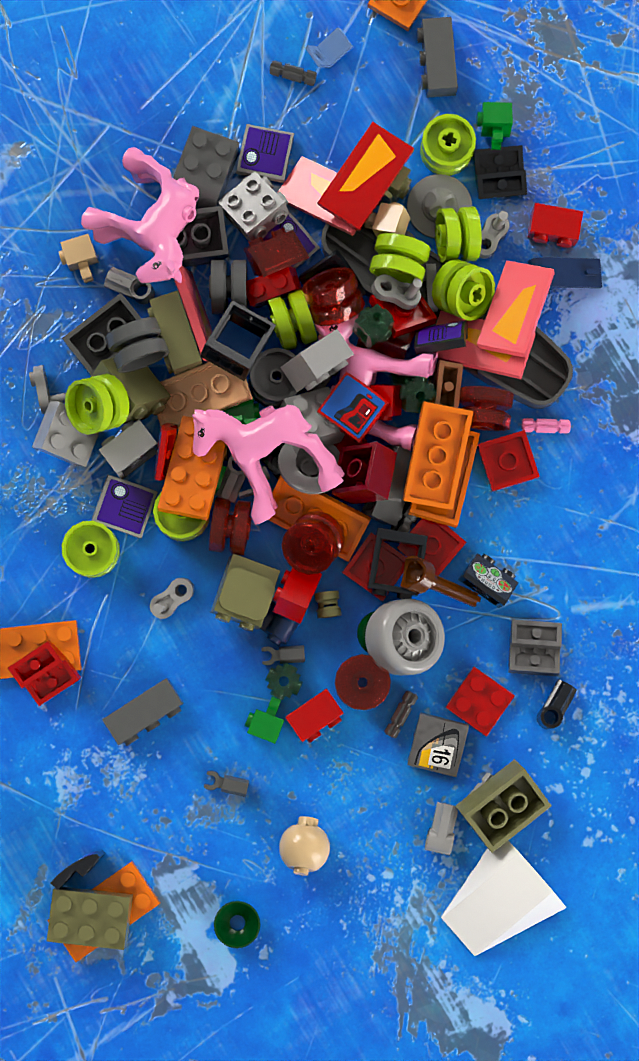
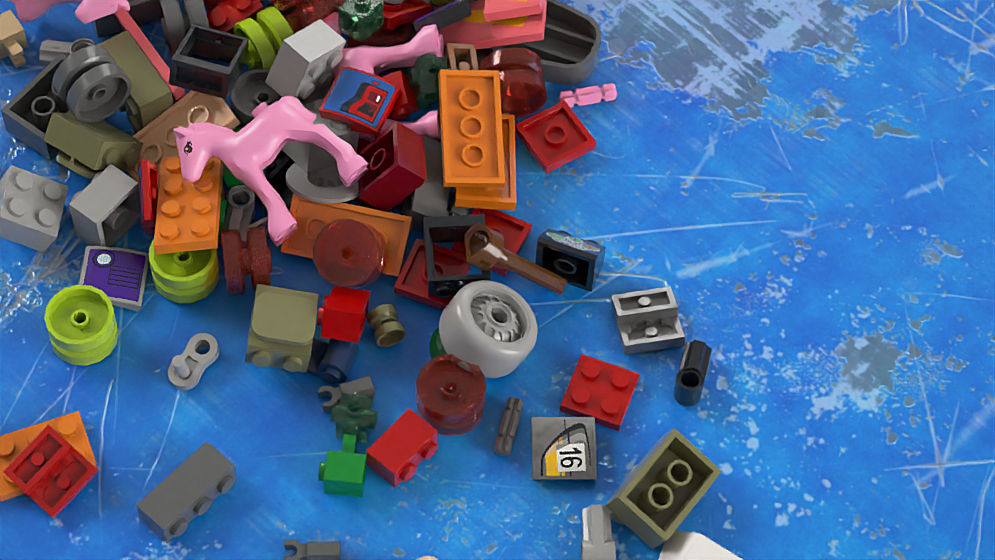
camera: 10 degrees left, 25 degrees down
(97, 404) = (56, 152): lime wheel -> none

